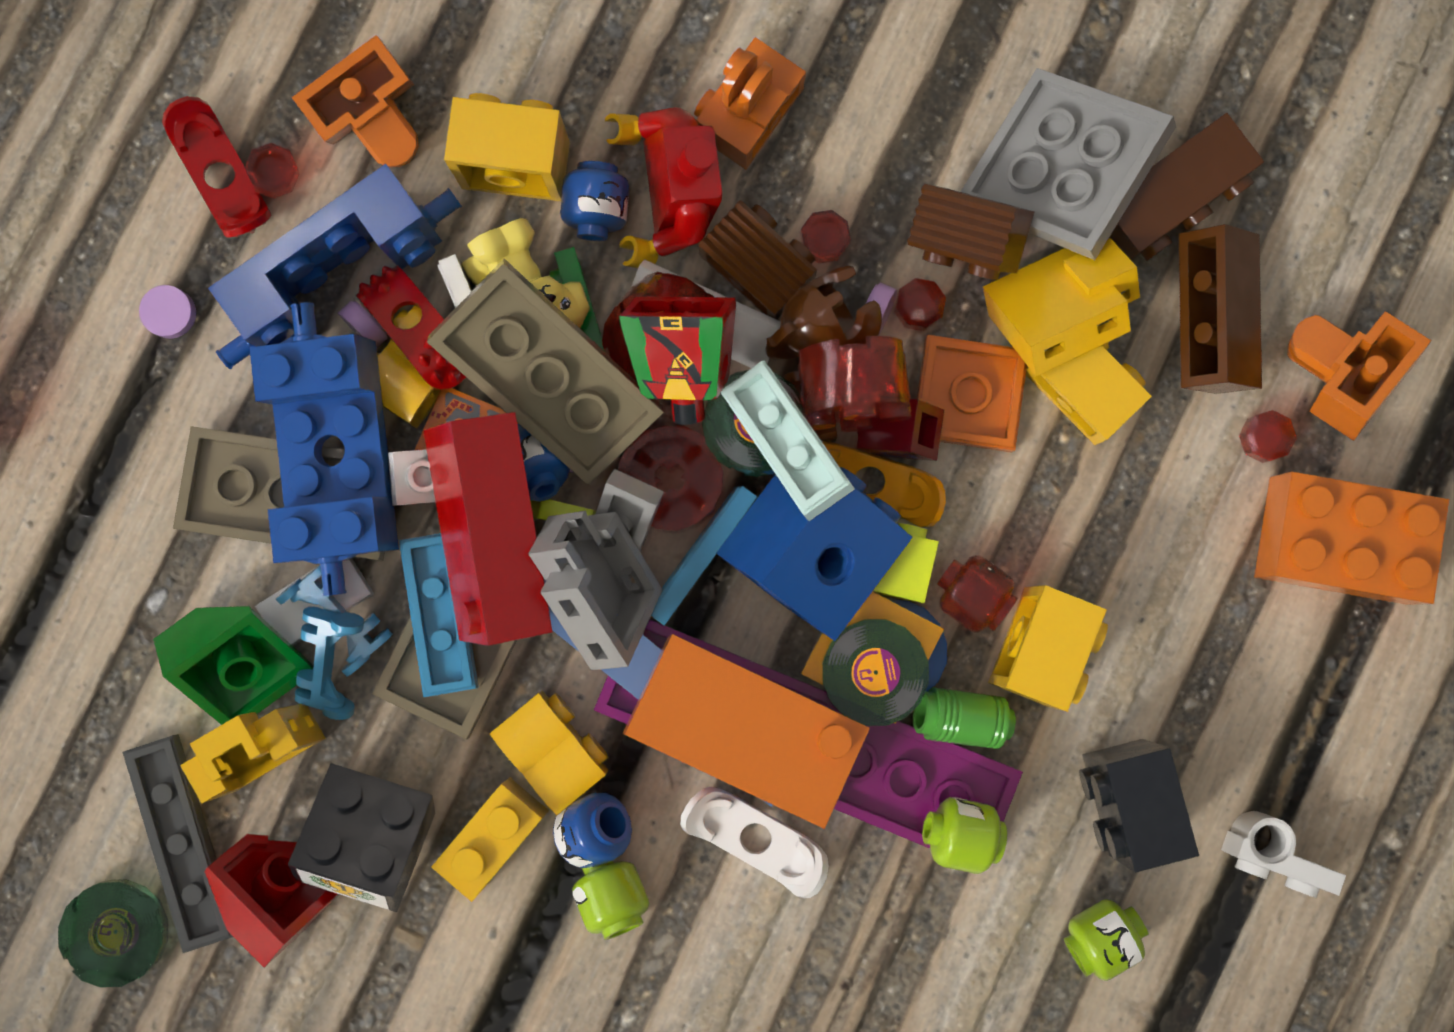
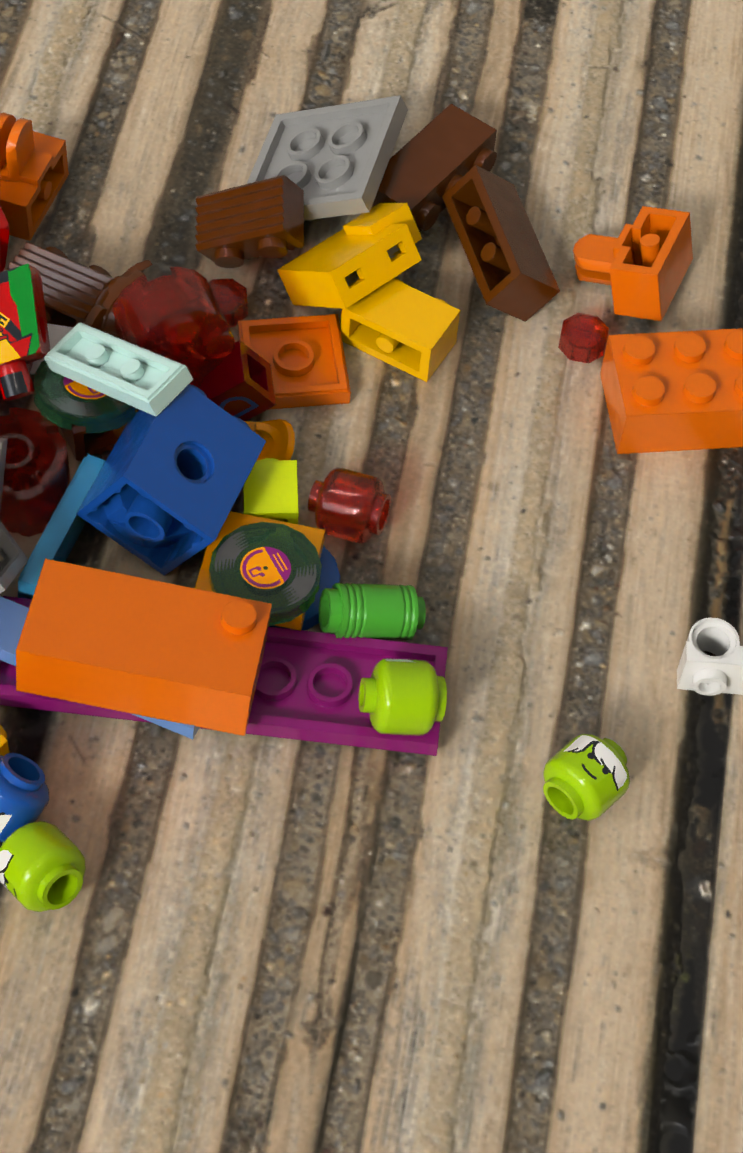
camera: 20 degrees left, 30 degrees down
(789, 857) = (146, 770): white piece -> none
(826, 236) = (117, 258): clear red tile -> none
(1049, 647) = (435, 521): yellow brick -> none
(1138, 805) = (570, 634): black brick -> none

